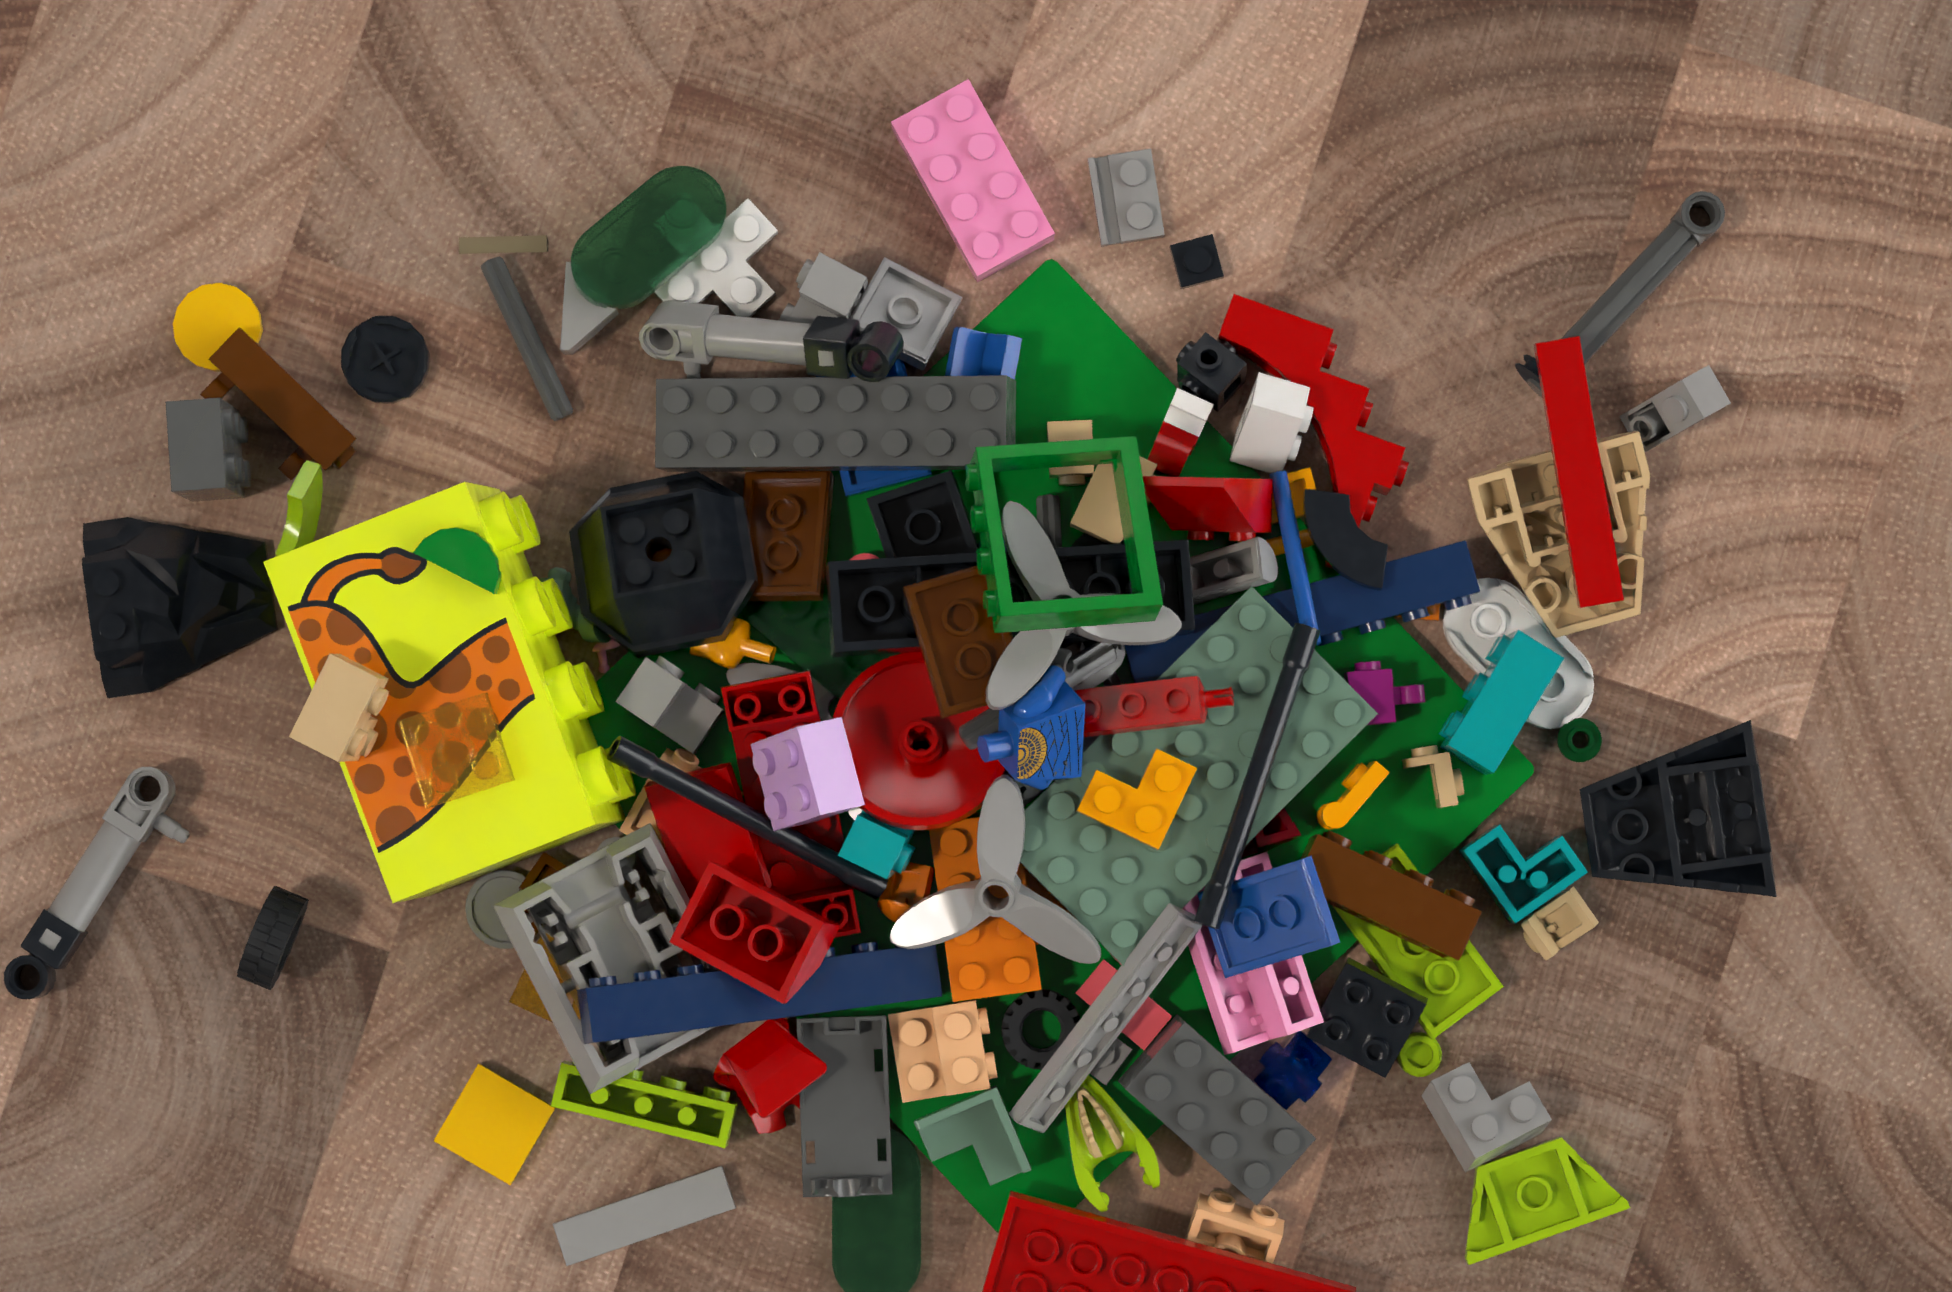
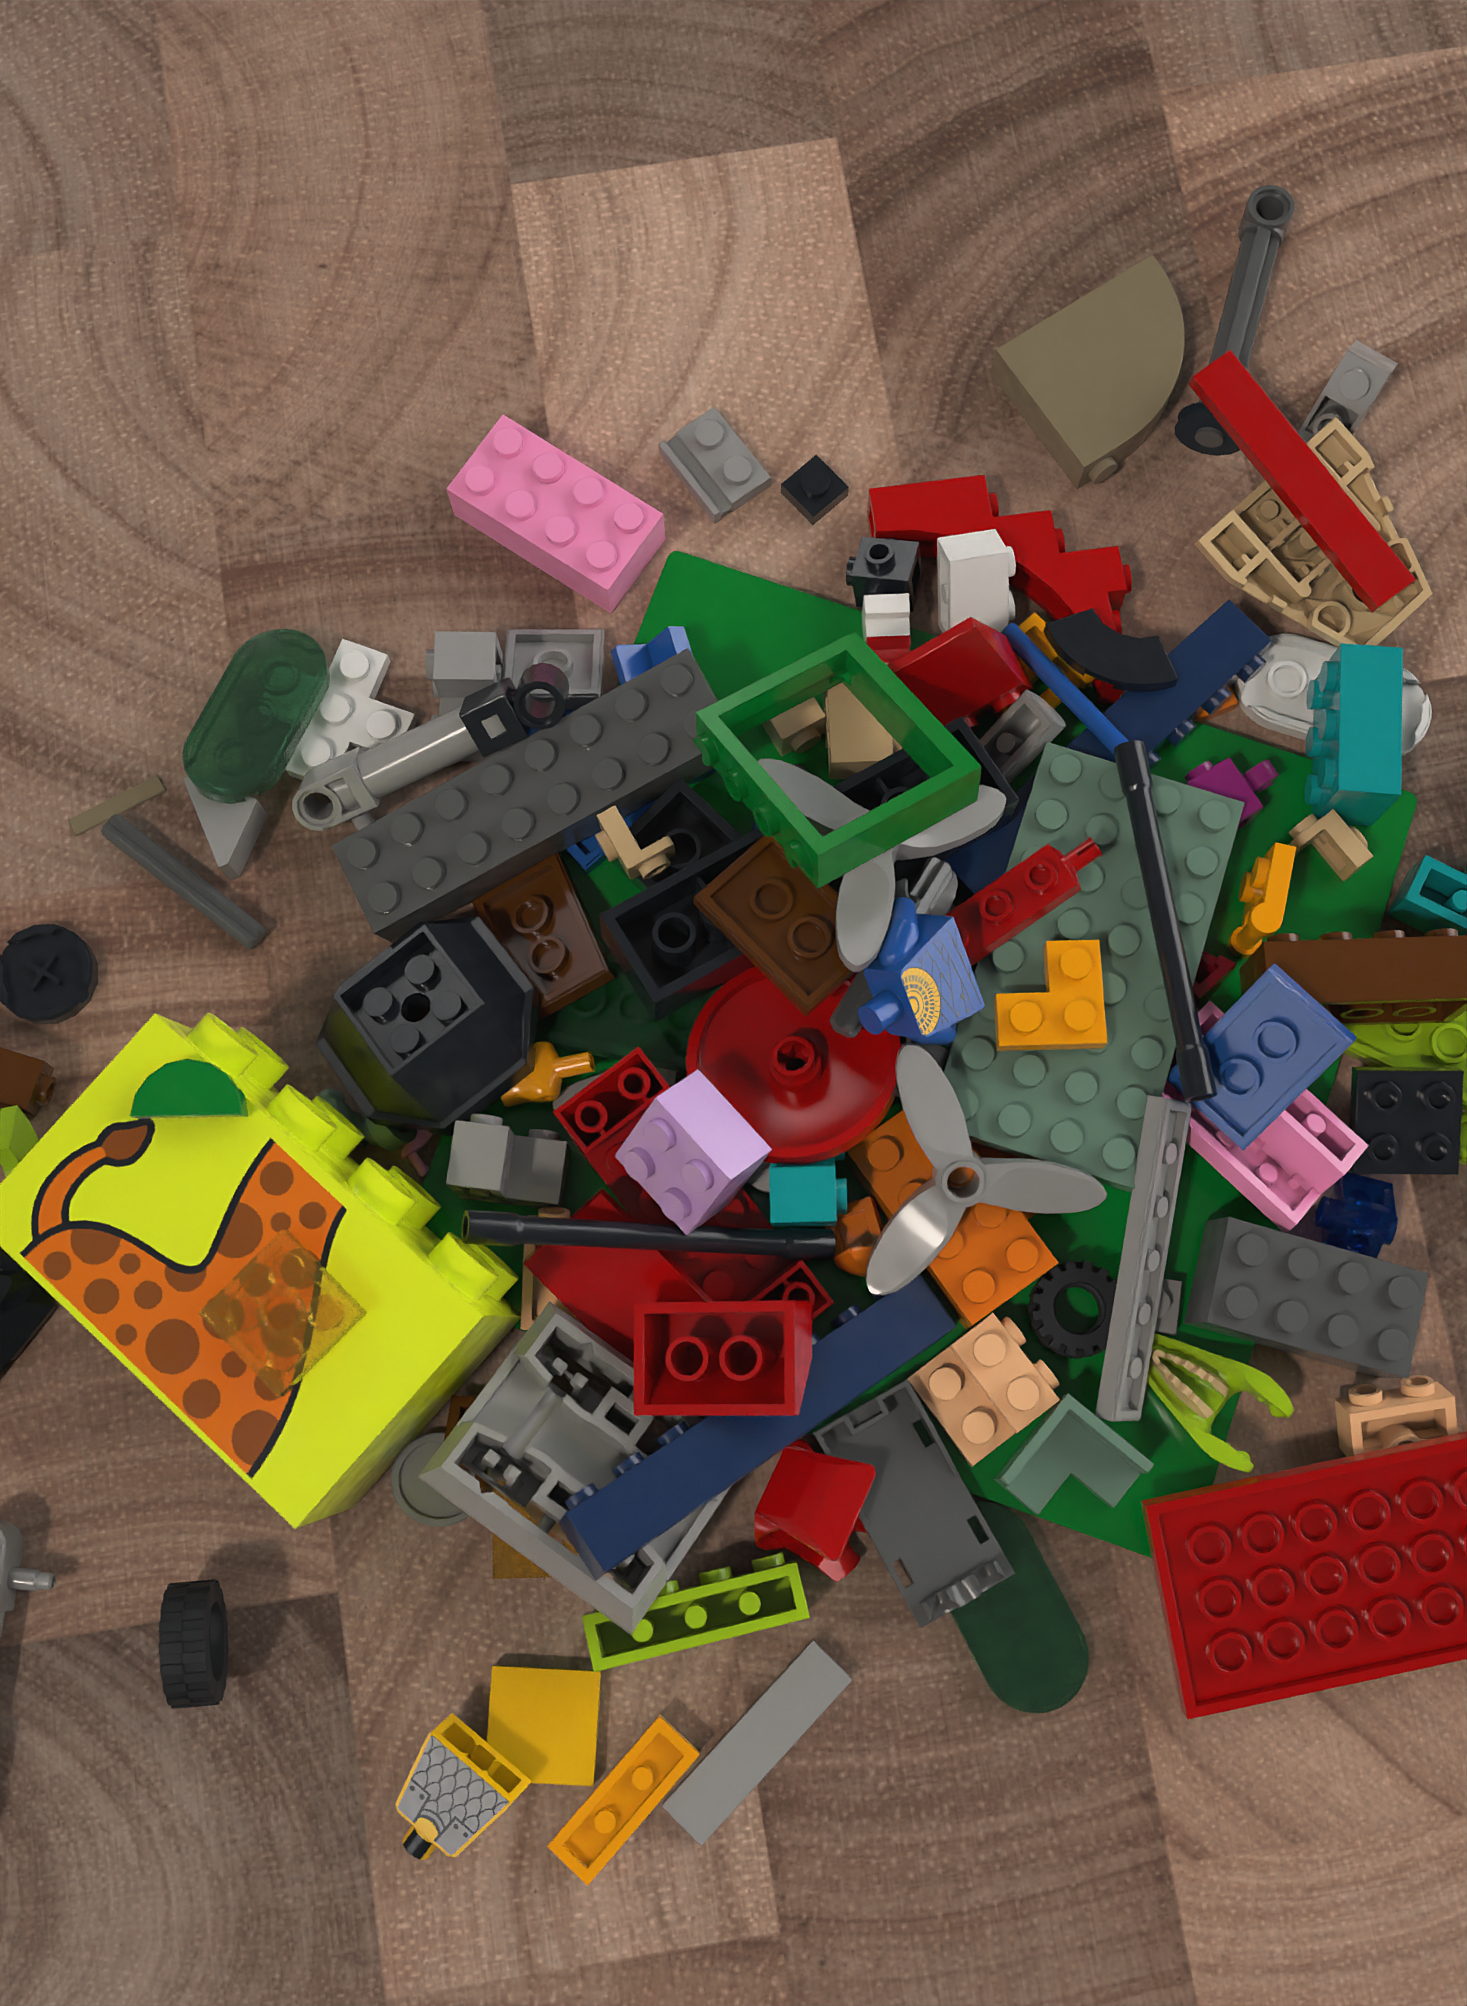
camera: 25 degrees left, 10 degrees down
(340, 710) = (119, 1332): tan brick -> none
(410, 1137) = (455, 1790): none -> torso
(527, 1205) = (623, 1799): none -> light orange plate
(874, 502) = (619, 843): none -> tan bracket
(1147, 1020) = (1109, 1236): coral tile -> none
(1484, 281) = (1098, 371): none -> dark tan brick
(1565, 744) = (1432, 757): dark green plate -> none

